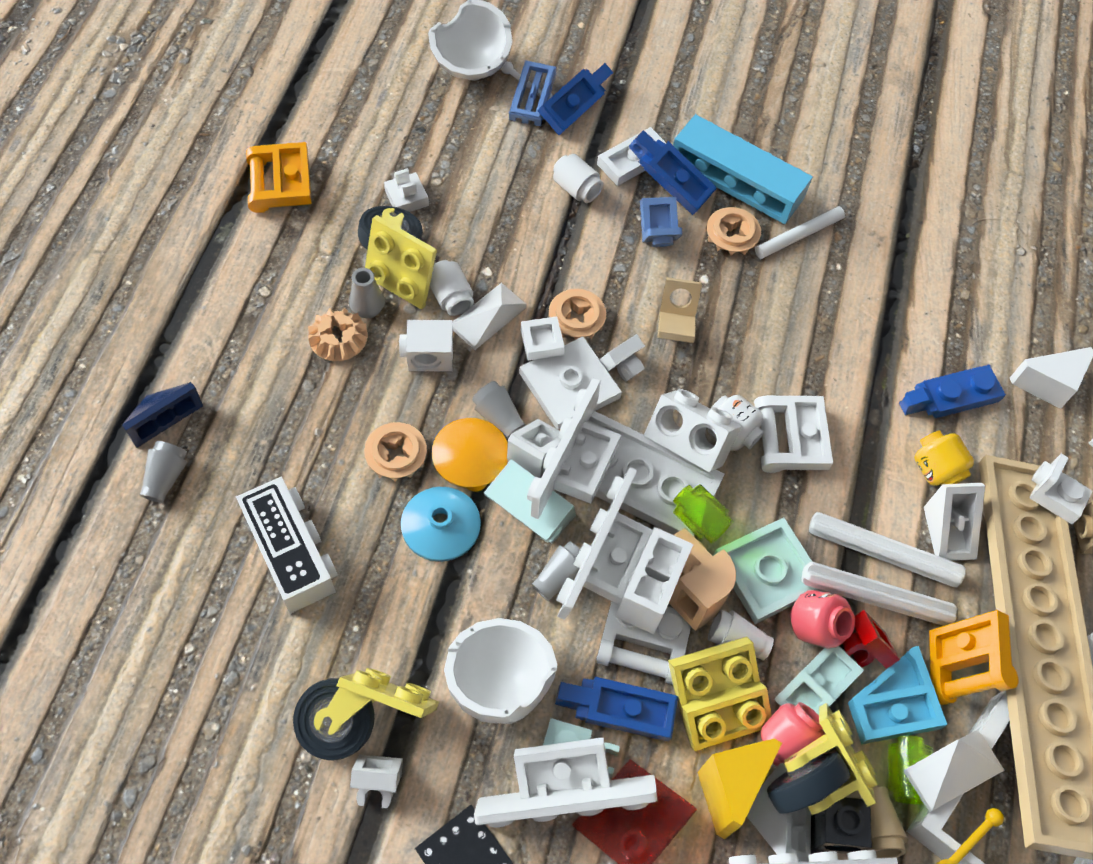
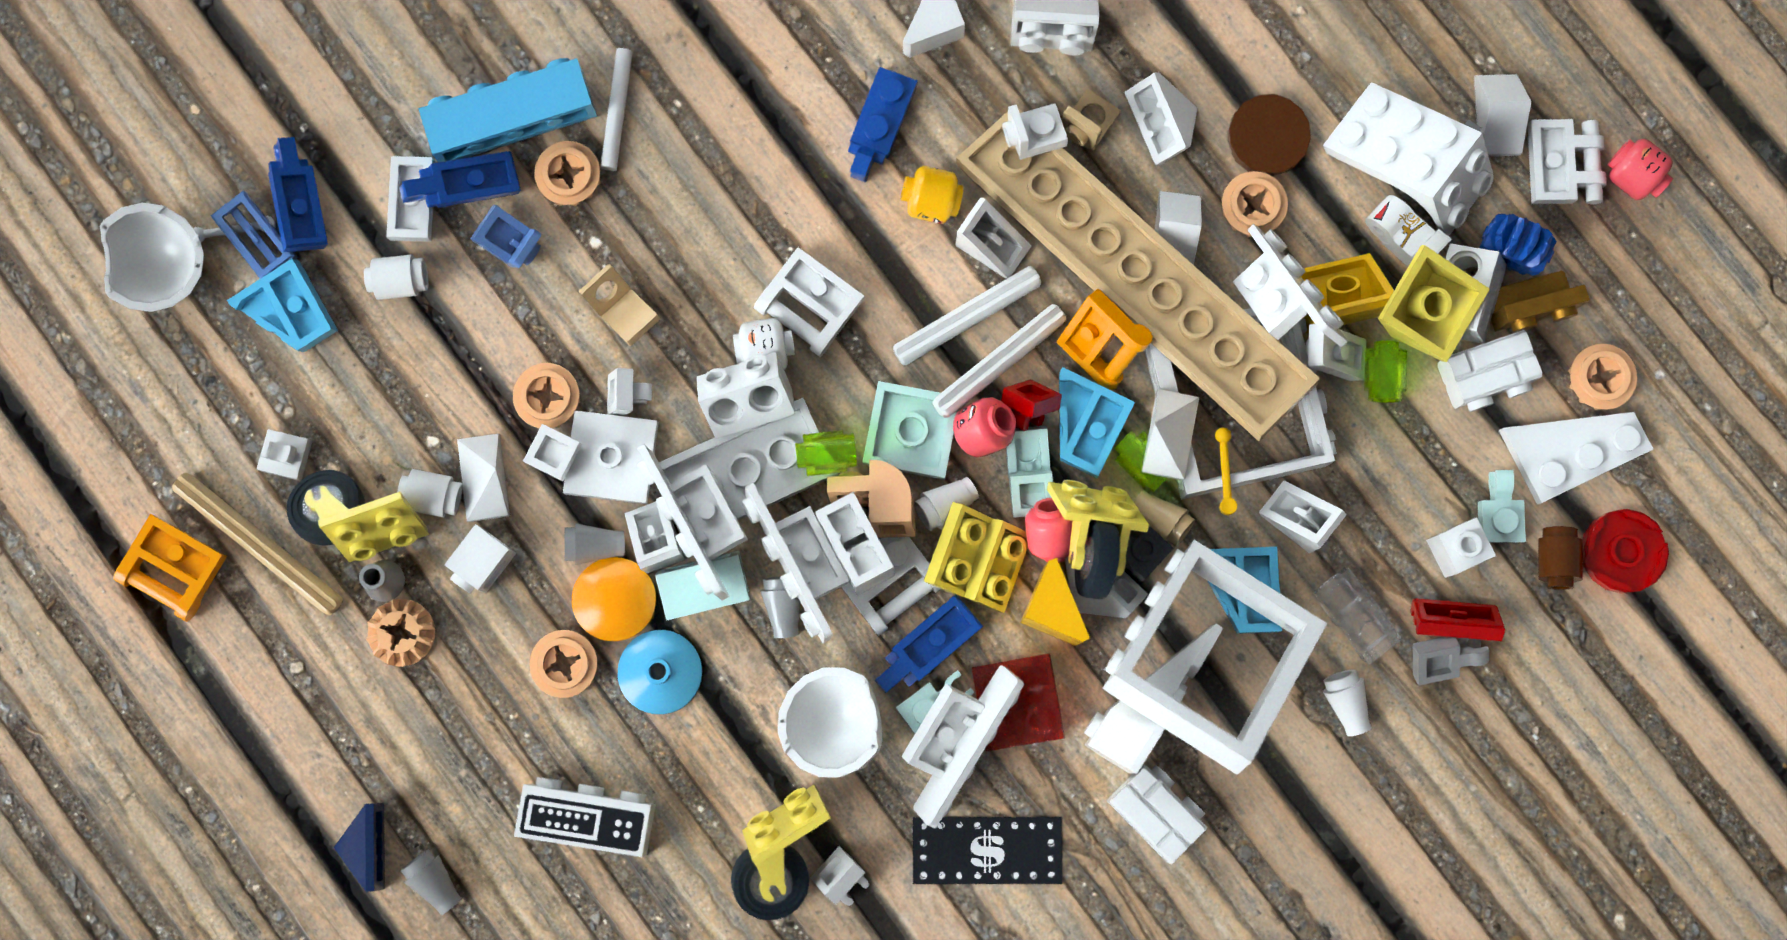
camera: 45 degrees left, 20 degrees up
(333, 217) = (257, 543): none -> tan axle
(505, 134) = (287, 306): none -> medium azure wing

